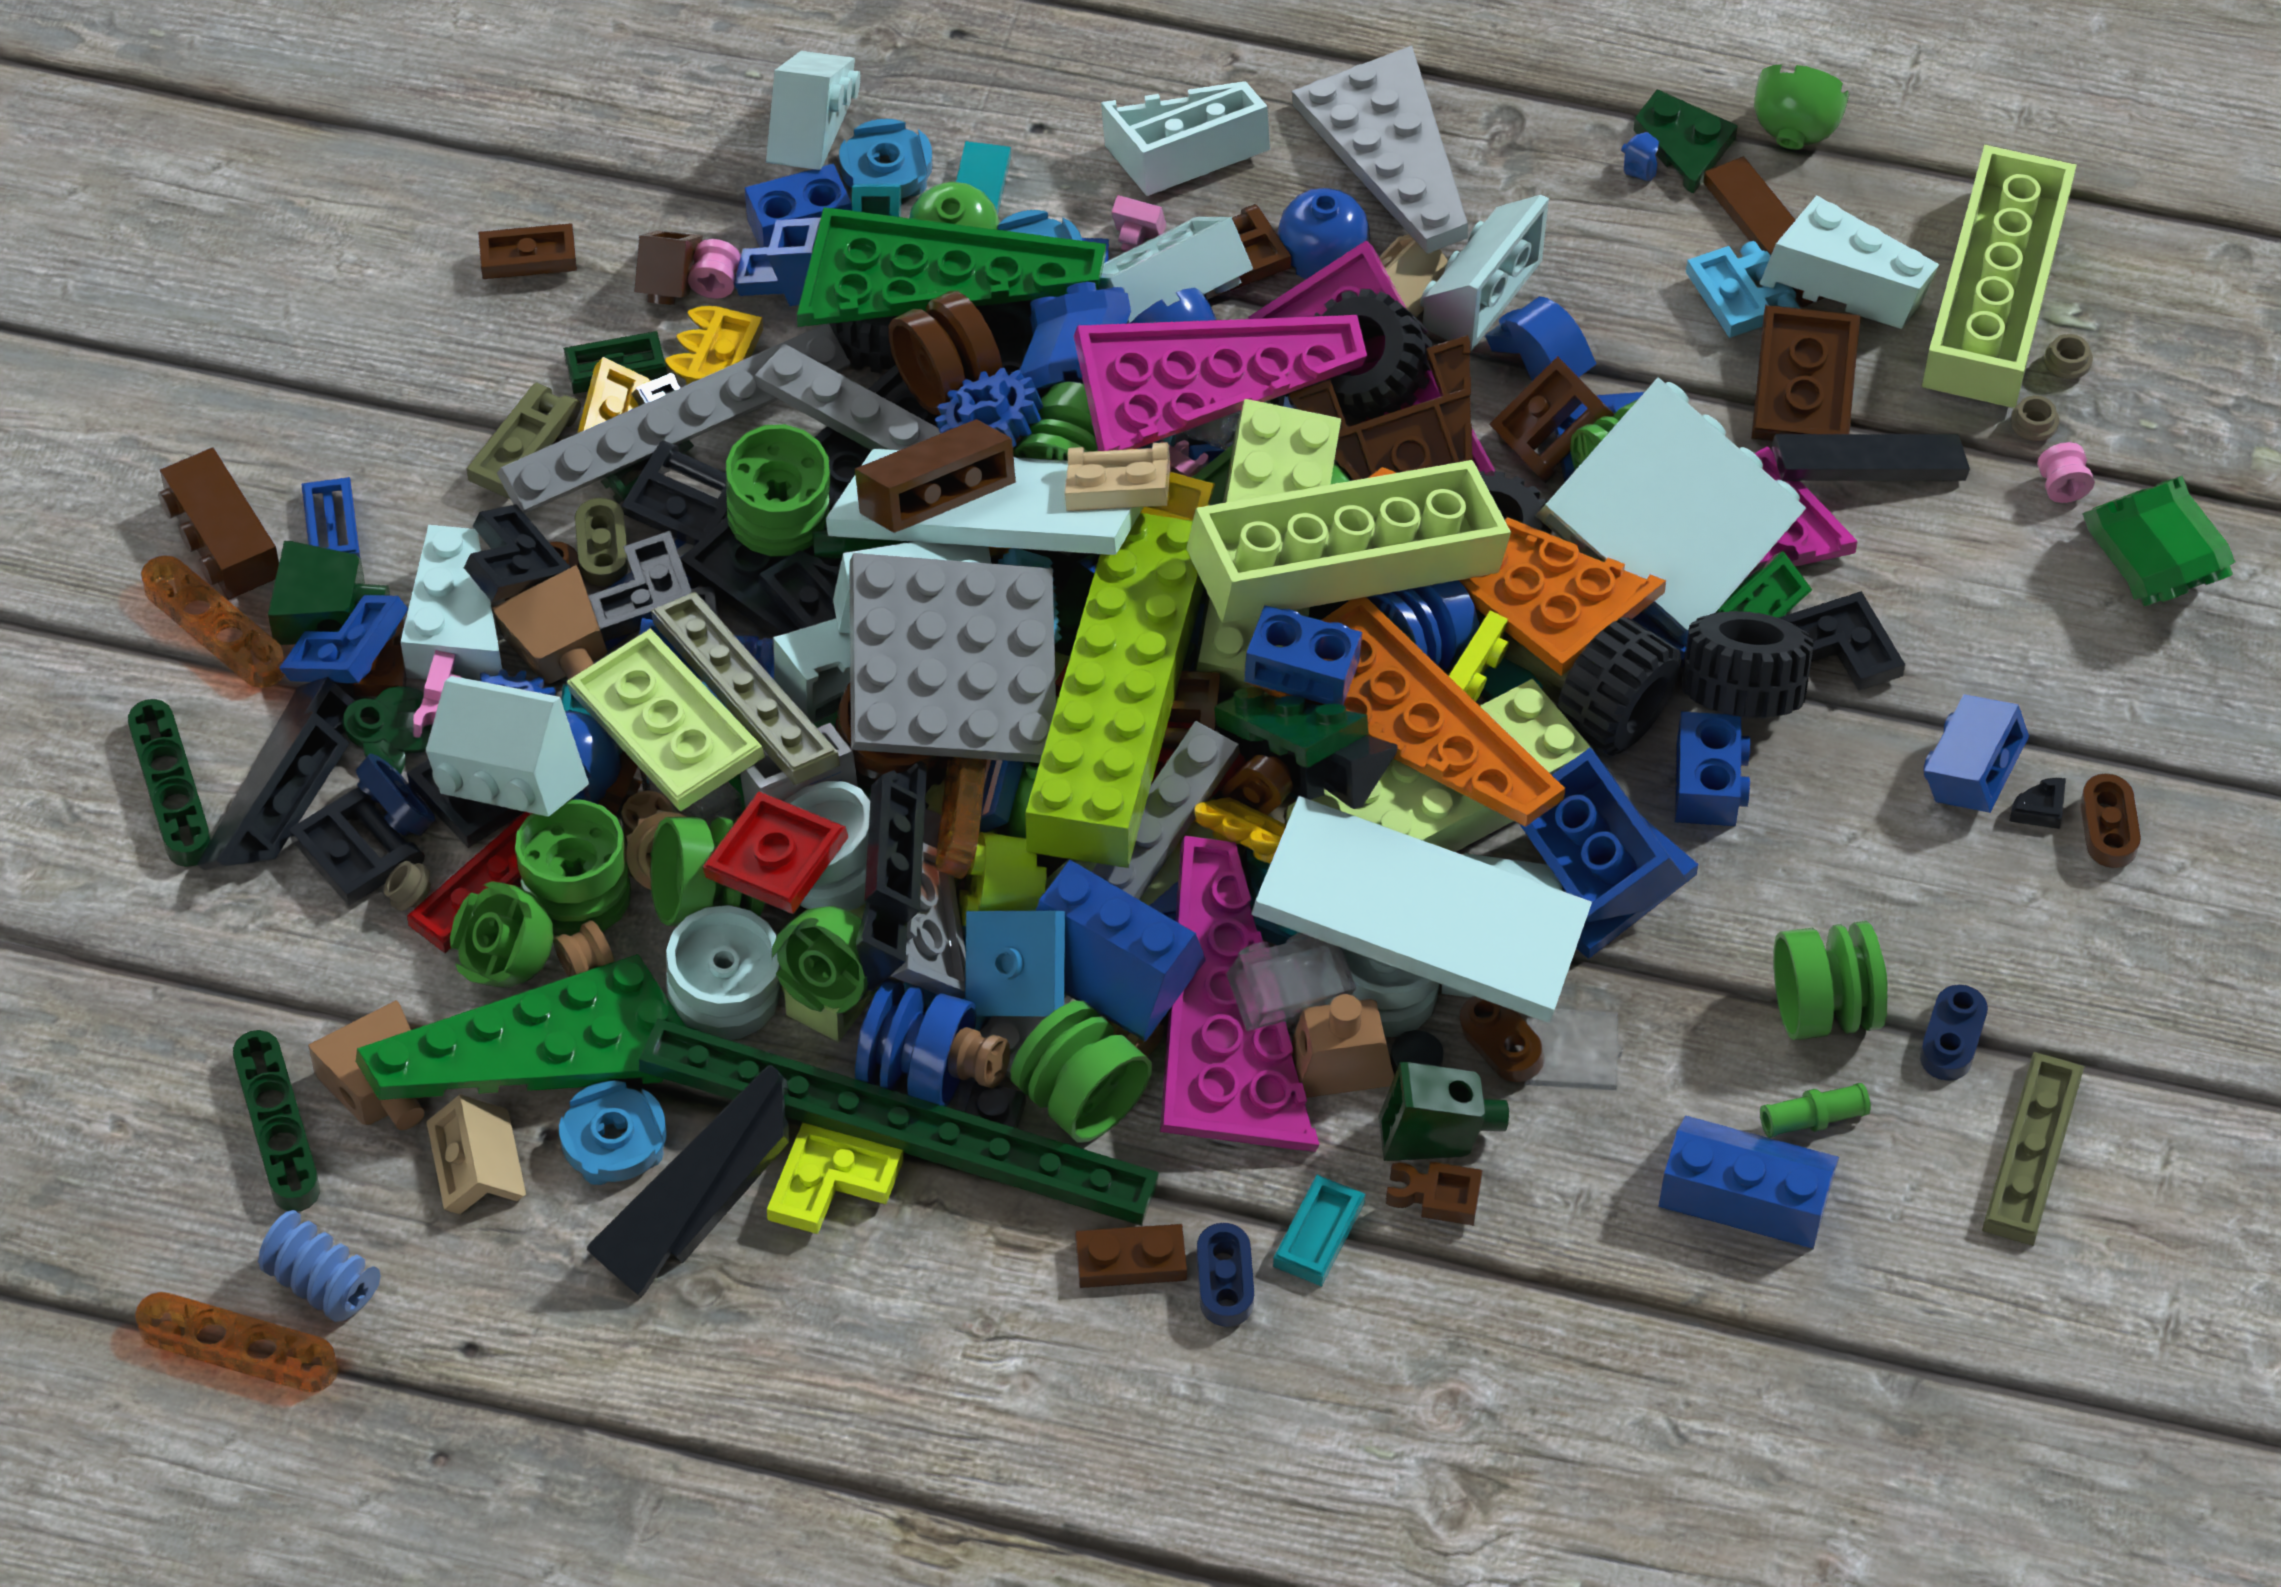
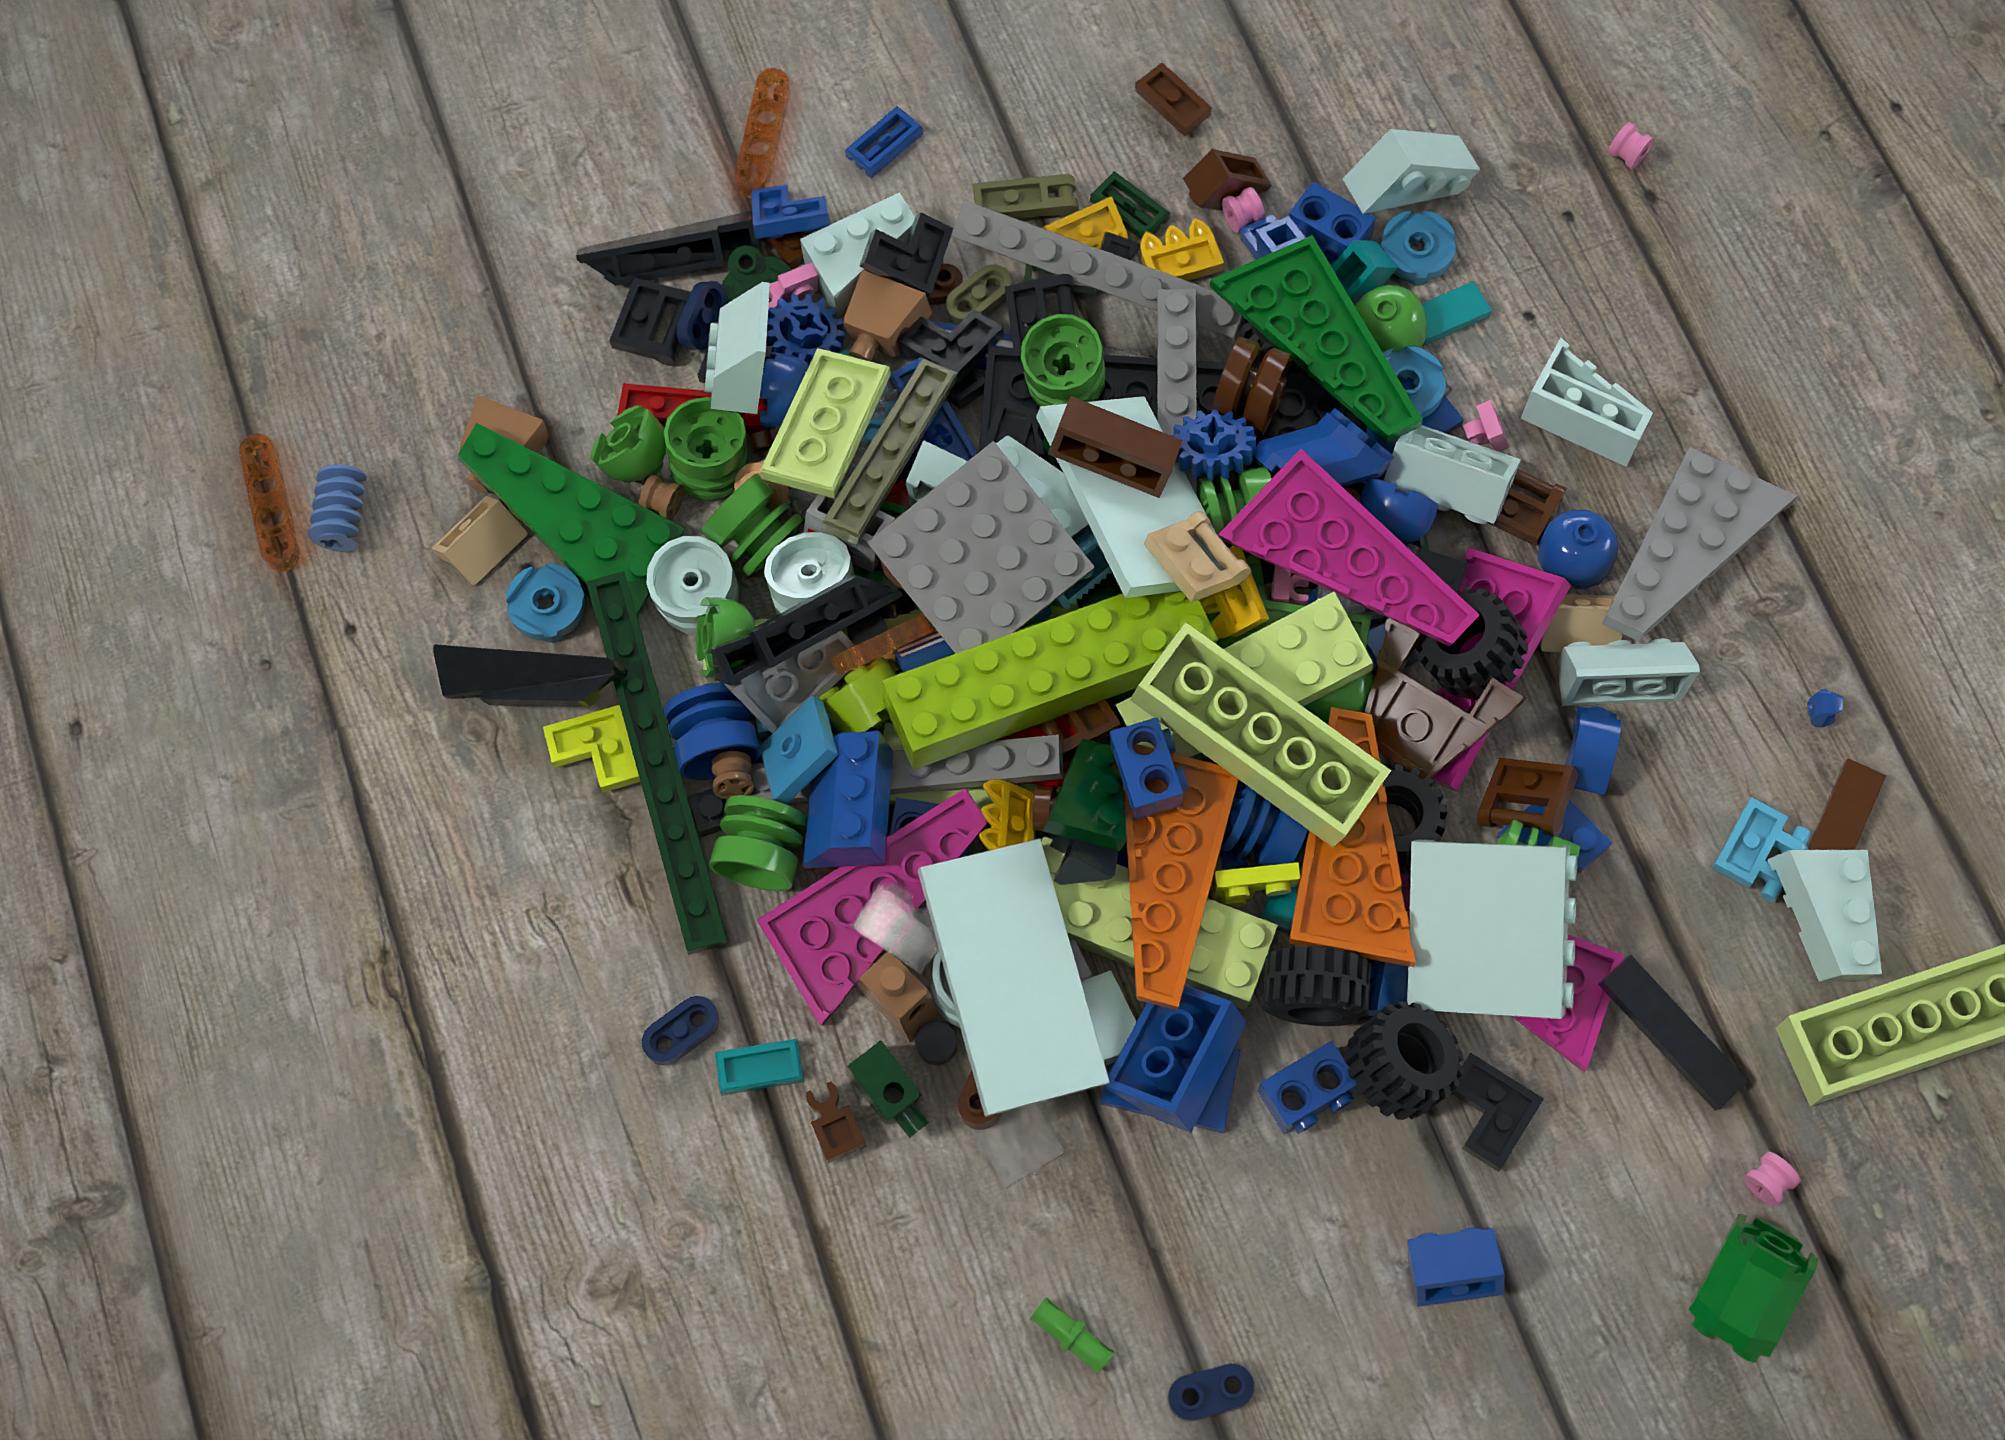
camera: 60 degrees right, 15 degrees up
(169, 782) = (635, 195): dark green beam -> none
(218, 524) = (830, 84): reddish brown brick -> none
(275, 1120) = (428, 412): dark green beam -> none
(315, 591) = (817, 169): dark green torso -> none
(407, 885) = (642, 368): dark tan plate -> none
(775, 852) = (761, 554): red plate -> none
(1131, 1255) = (661, 963): reddish brown plate -> none
(1686, 136) = (1873, 724): dark green wing -> none
(1747, 1181) = (988, 1322): blue slope -> none
(1770, 590) = (1489, 1035): green plate -> none
(1799, 105) = (1956, 786): bright green cylinder -> none
(1805, 372) = (1713, 942): reddish brown tile -> none
(1840, 980) = (1172, 1283): bright green wheel -> none
(2035, 418) = (1819, 1122): dark tan plate -> none
(2040, 804) = (1458, 1337): black tile -> none
(2068, 356) = (1898, 1111): dark tan plate -> none
(2110, 825) = (1473, 1398): reddish brown plate -> none

